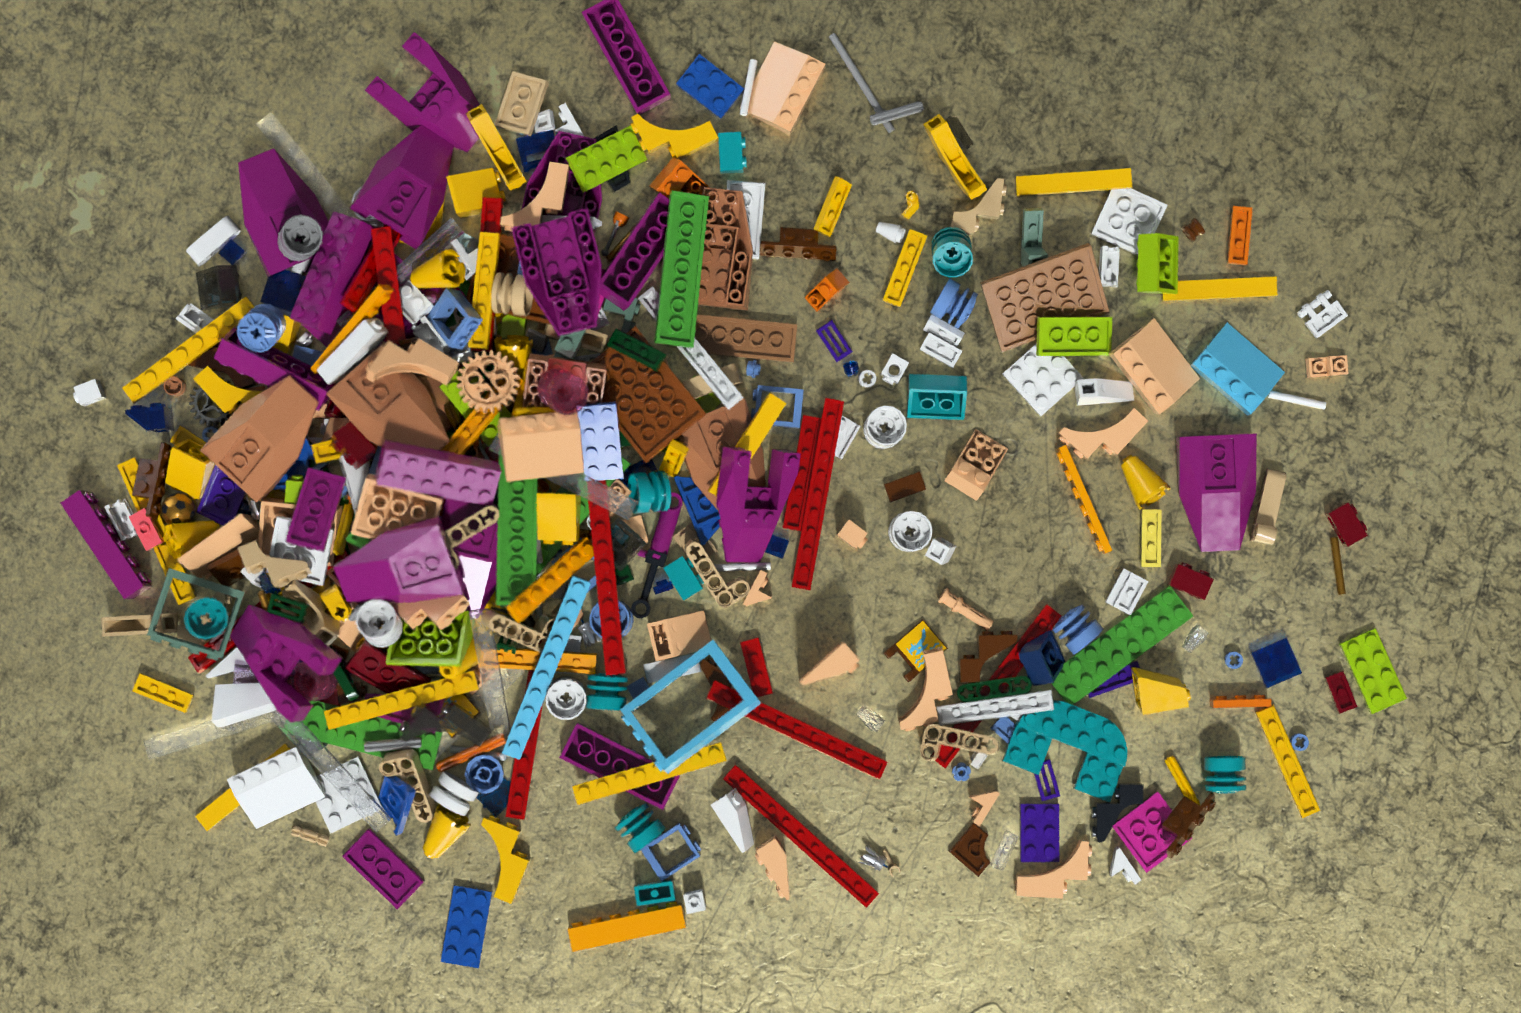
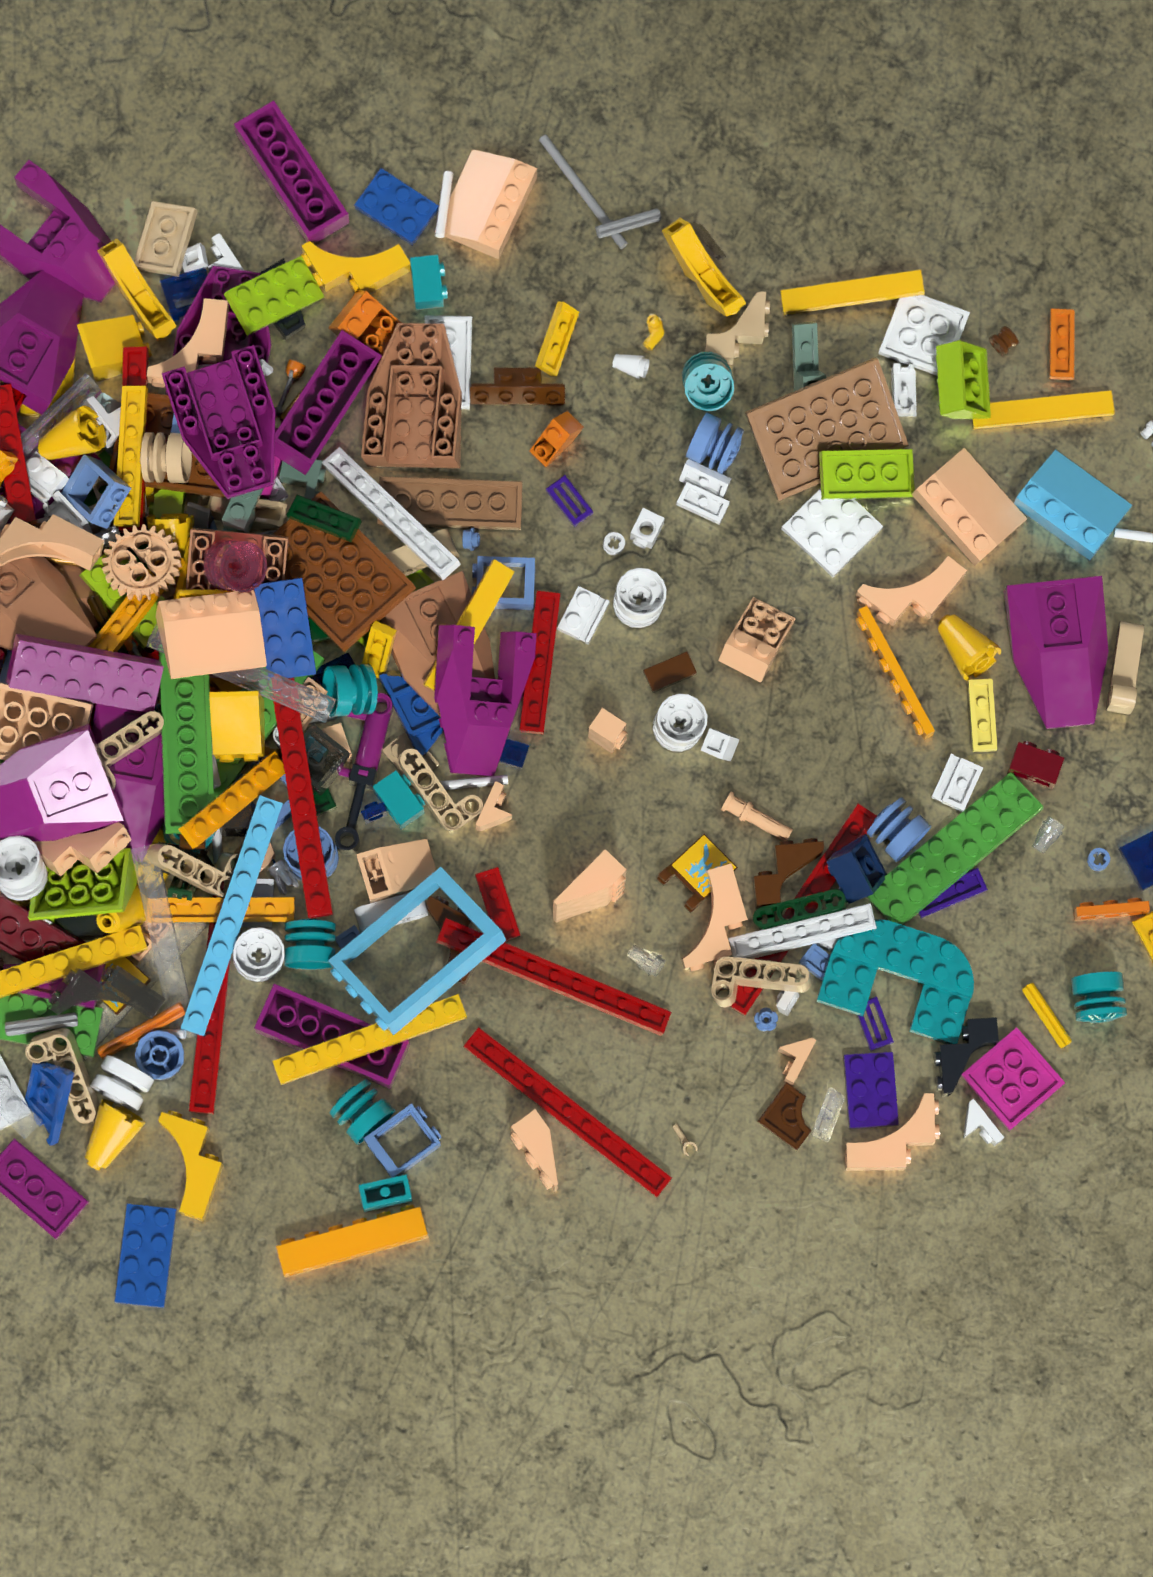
camera: 10 degrees left, 10 degrees down
(496, 800) = (174, 1091): clear blue piece -> none
(681, 269) = (374, 419): bright green plate -> none
(694, 901) = (437, 1202): white brick -> none
(734, 816) = (481, 1091): white slope -> none
(818, 494) = (561, 685): red plate -> none
(851, 368) = (593, 531): clear blue hinge -> none
(876, 861) = (664, 1136): flat silver piece -> none
(904, 268) = (651, 407): yellow plate -> none
(937, 396) = (702, 559): teal slope -> none
(1102, 391) = (907, 539): white slope -> none
(1158, 691) = (1005, 900): yellow slope -> none
(1184, 820) = (1053, 1059): reddish brown bracket -> none

